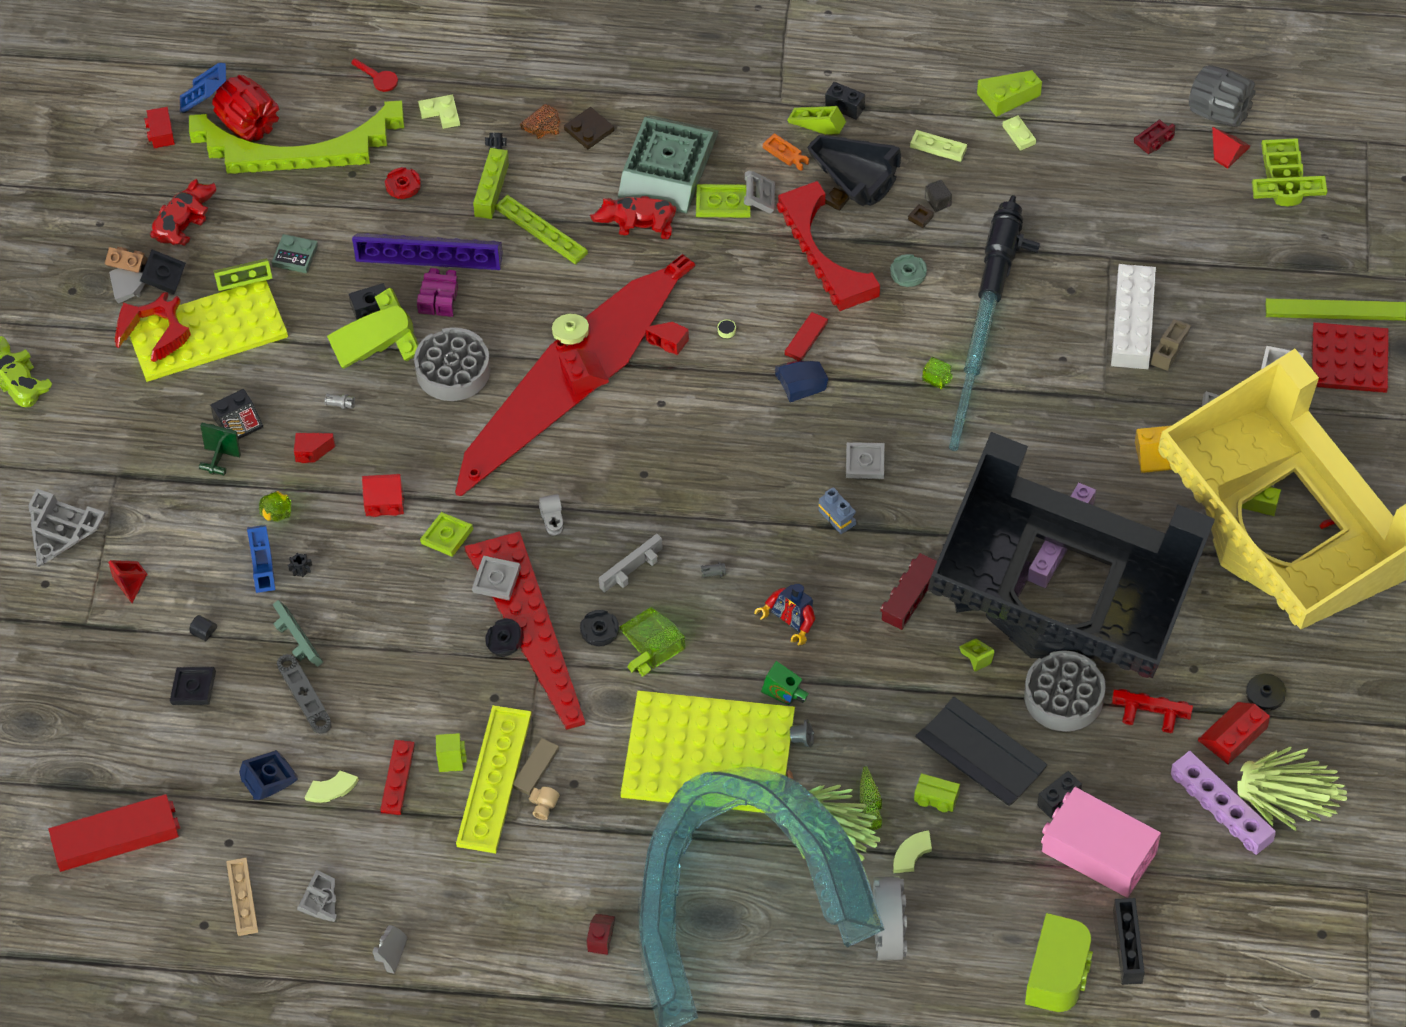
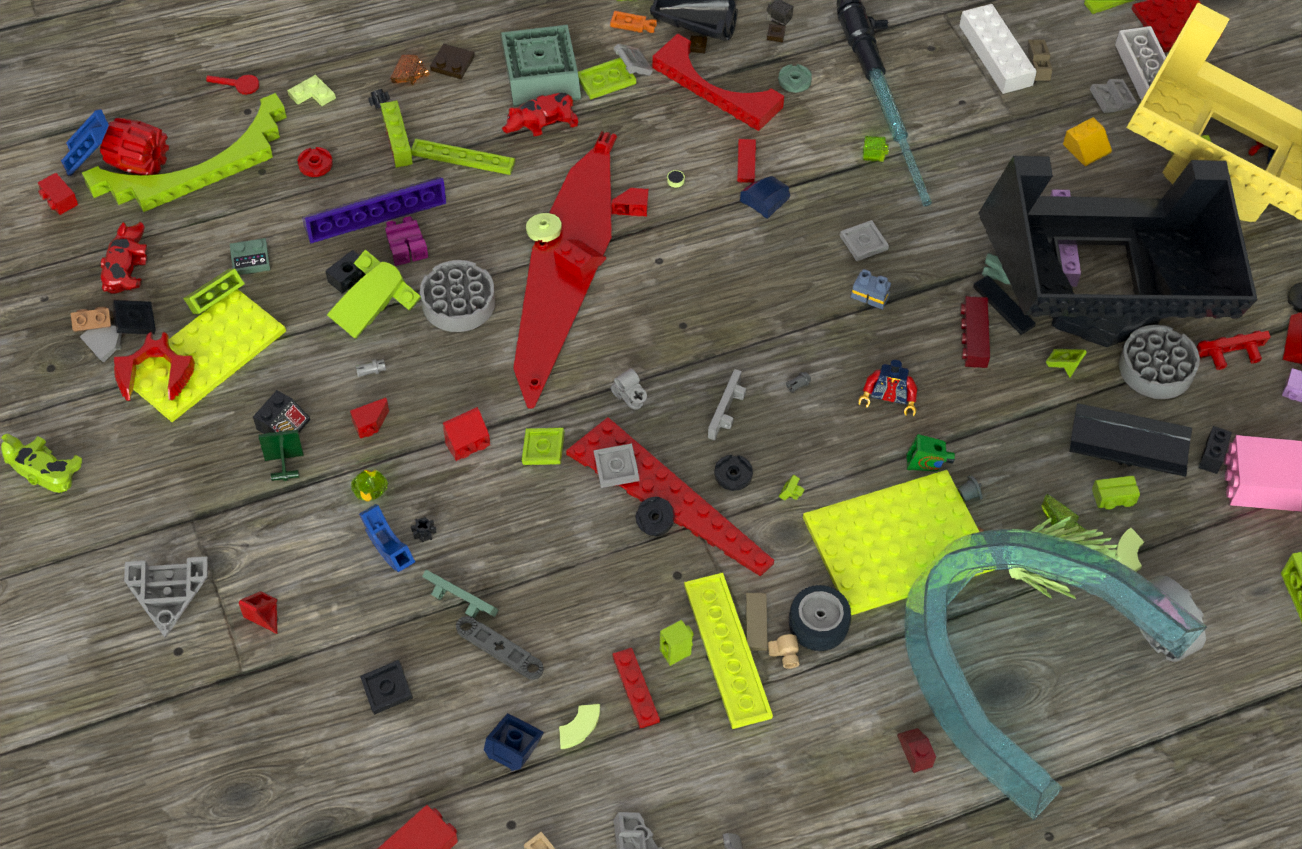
camera: 30 degrees left, 0 degrees up
(202, 627) = (363, 627): black brick -> none
(588, 786) = (820, 617): none -> wheel
(654, 634) = (785, 458): clear neon green slope -> none

